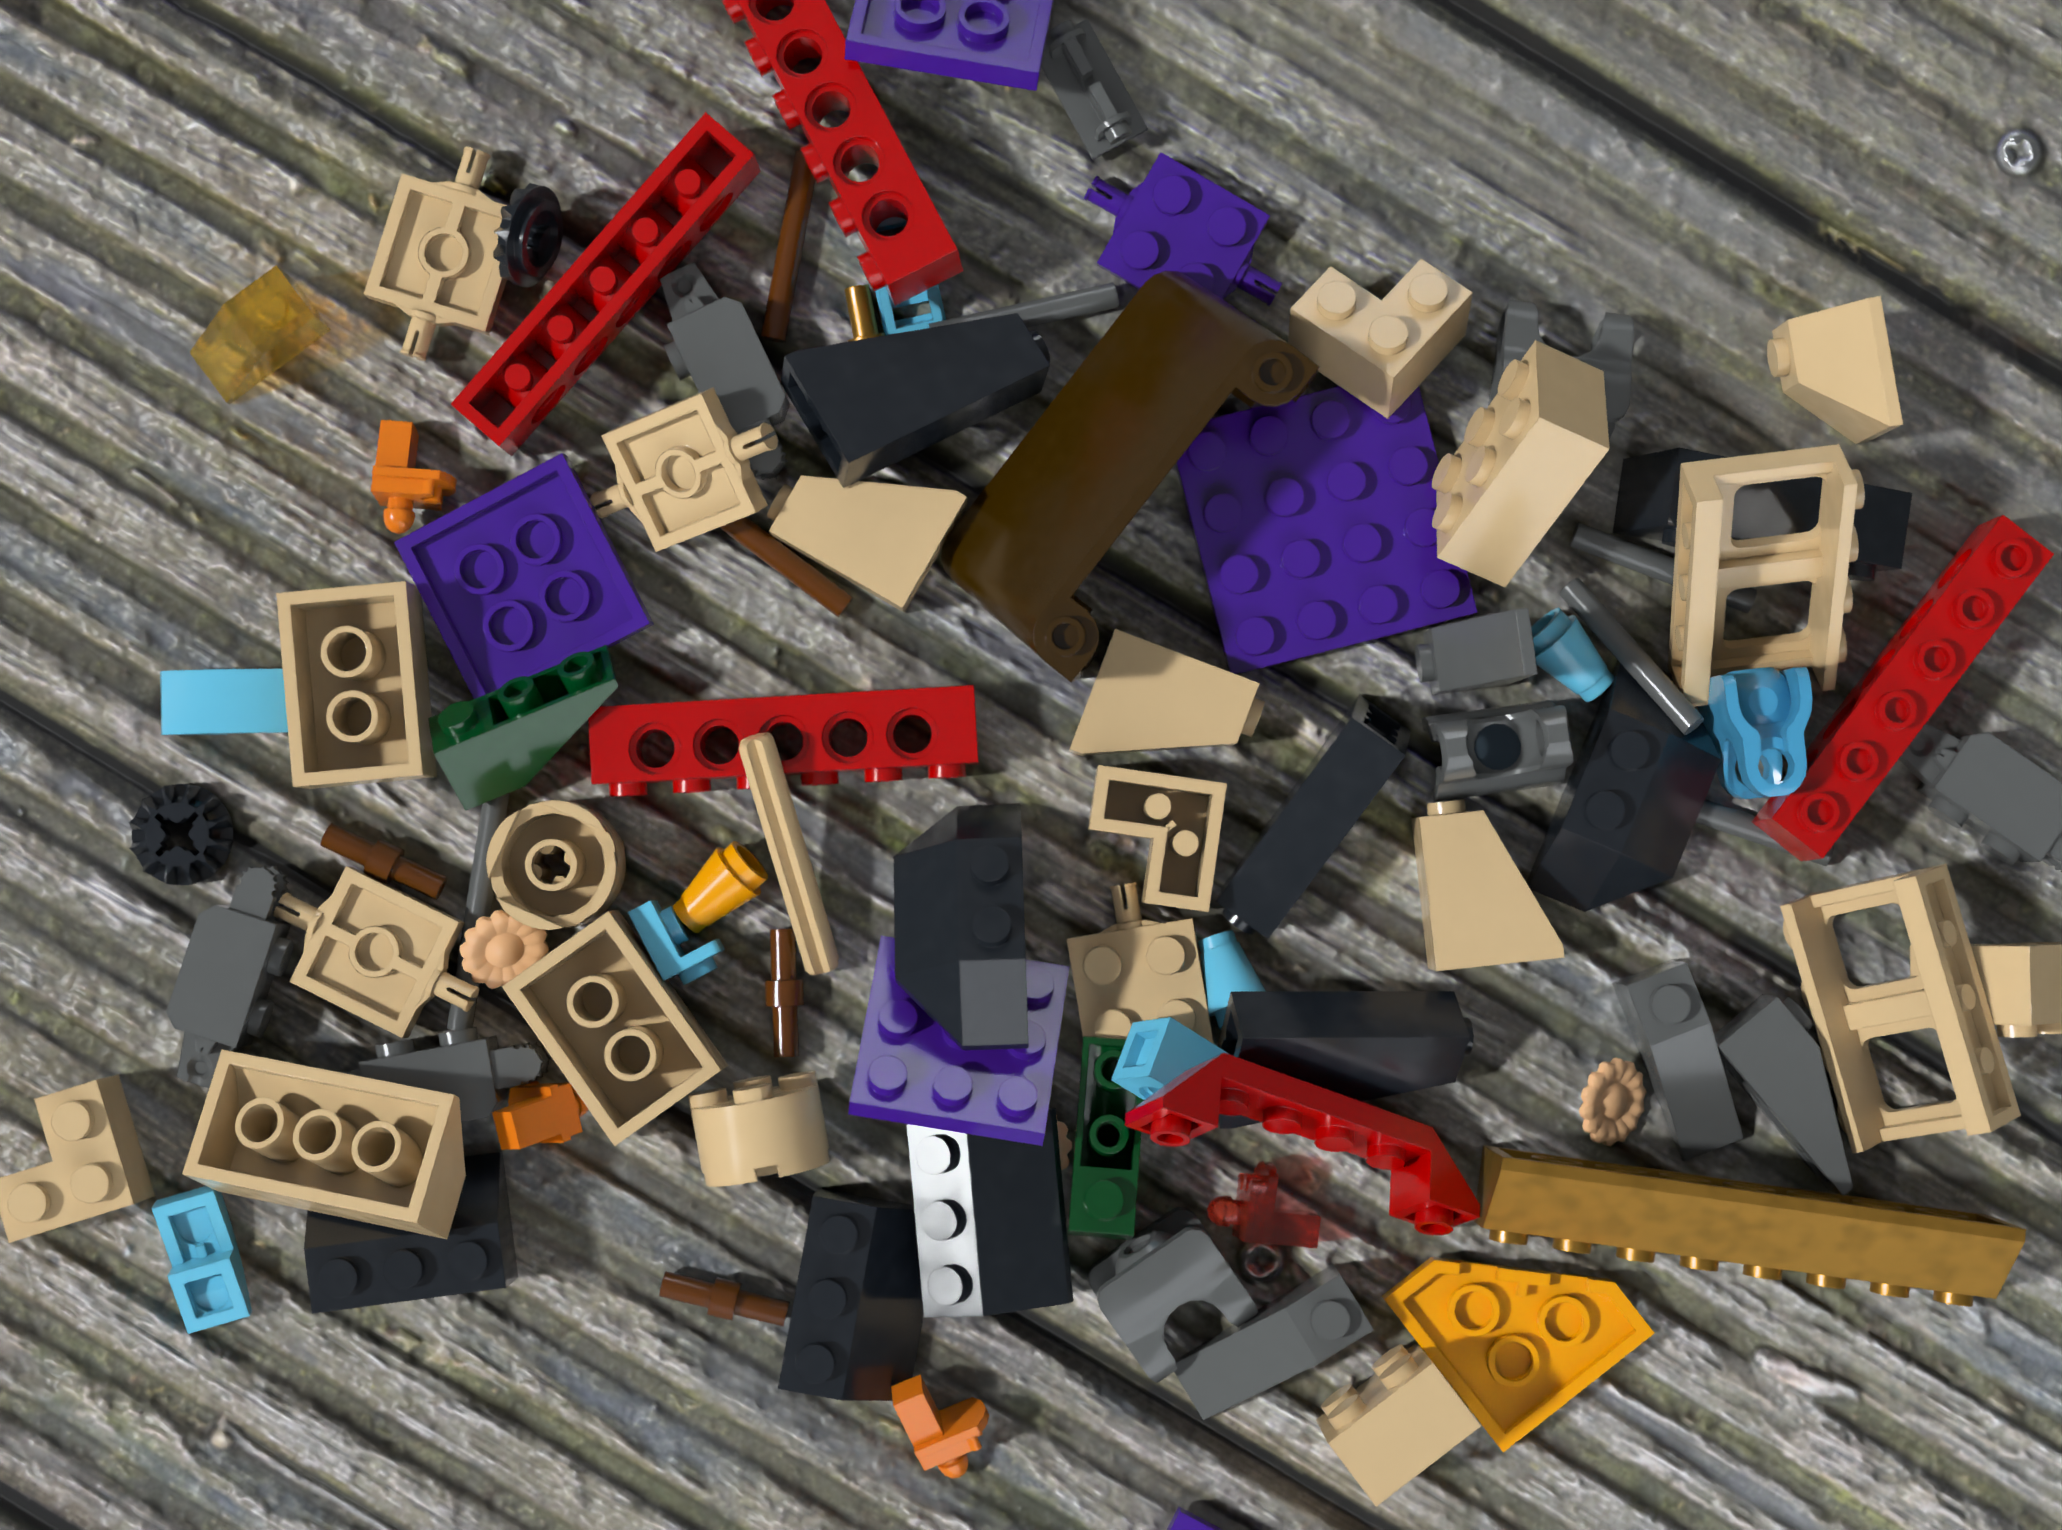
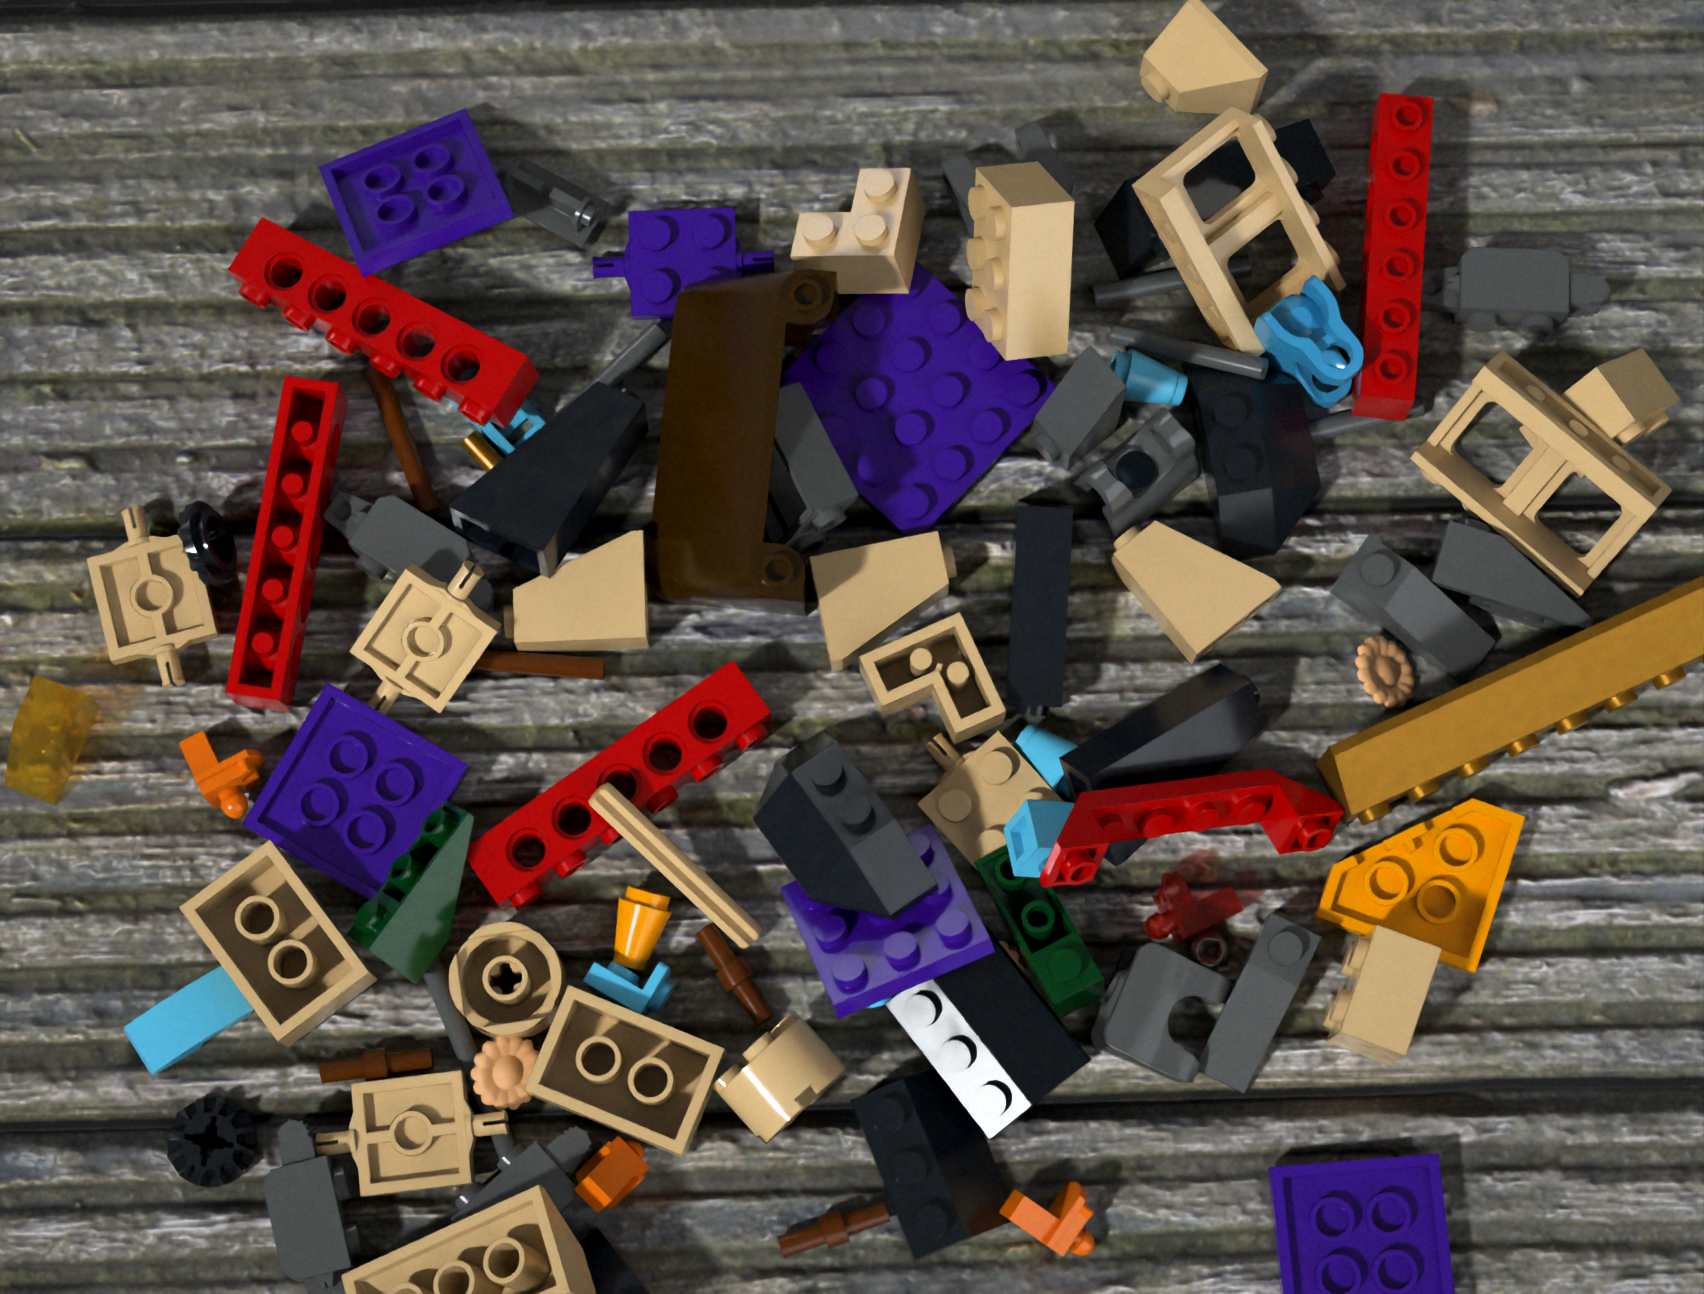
camera: 25 degrees left, 10 degrees down
(1162, 549) = (806, 479): none -> dark grey window

